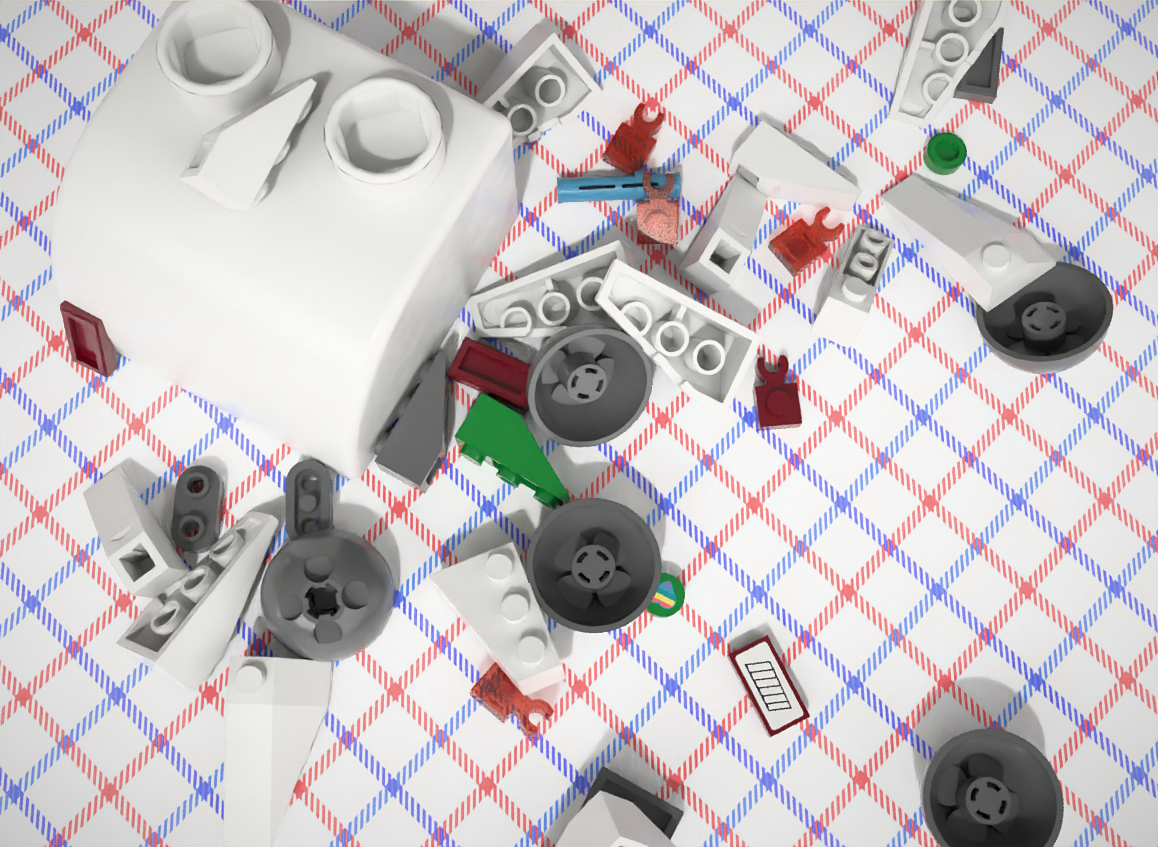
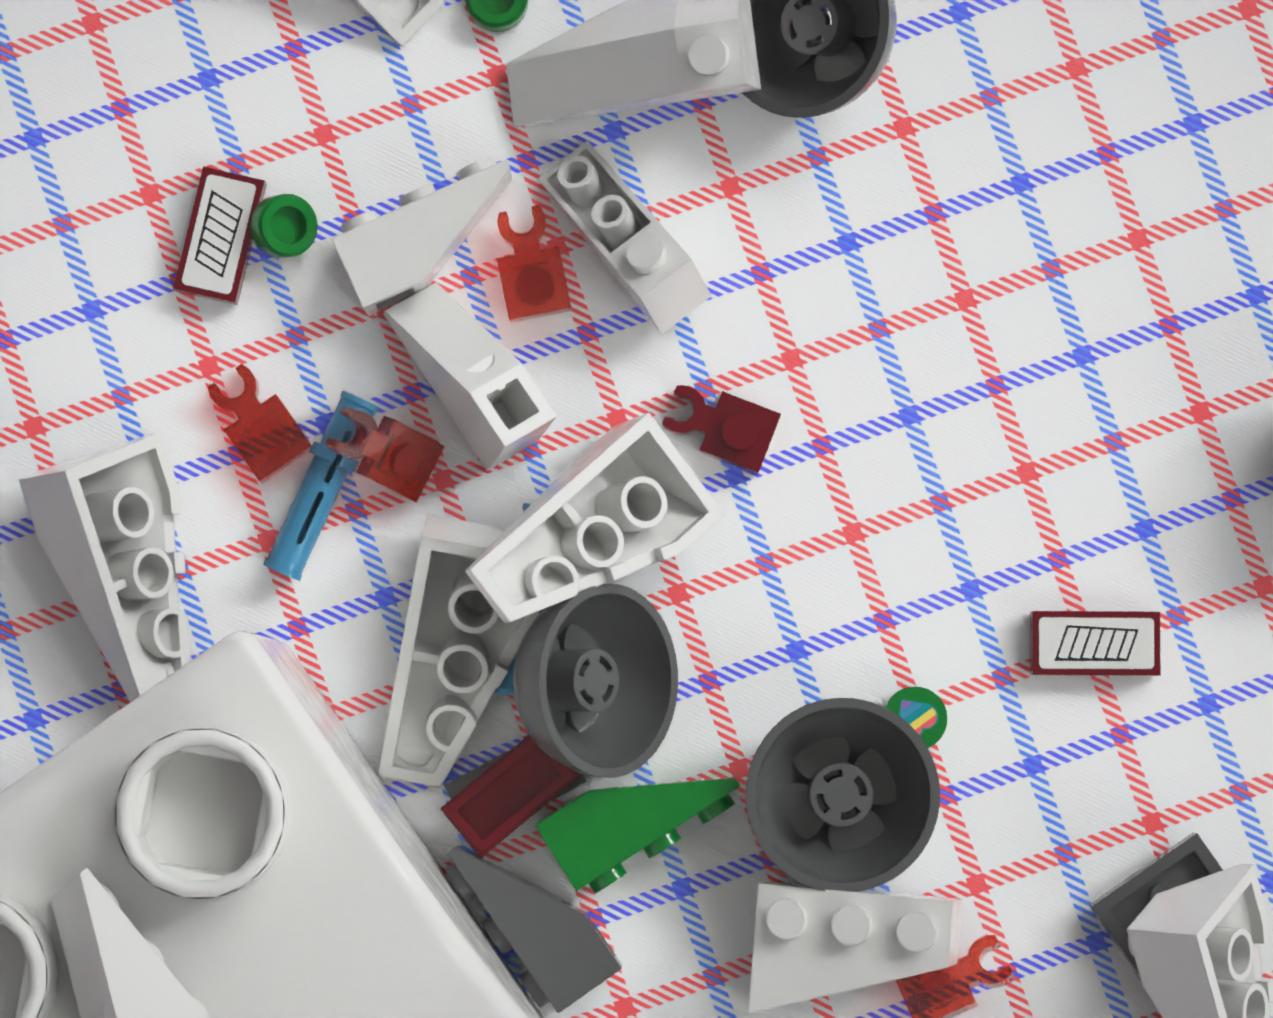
camera: 60 degrees left, 10 degrees up
(728, 72) = (219, 236): none -> tile
(753, 100) = (284, 225): none -> green tile

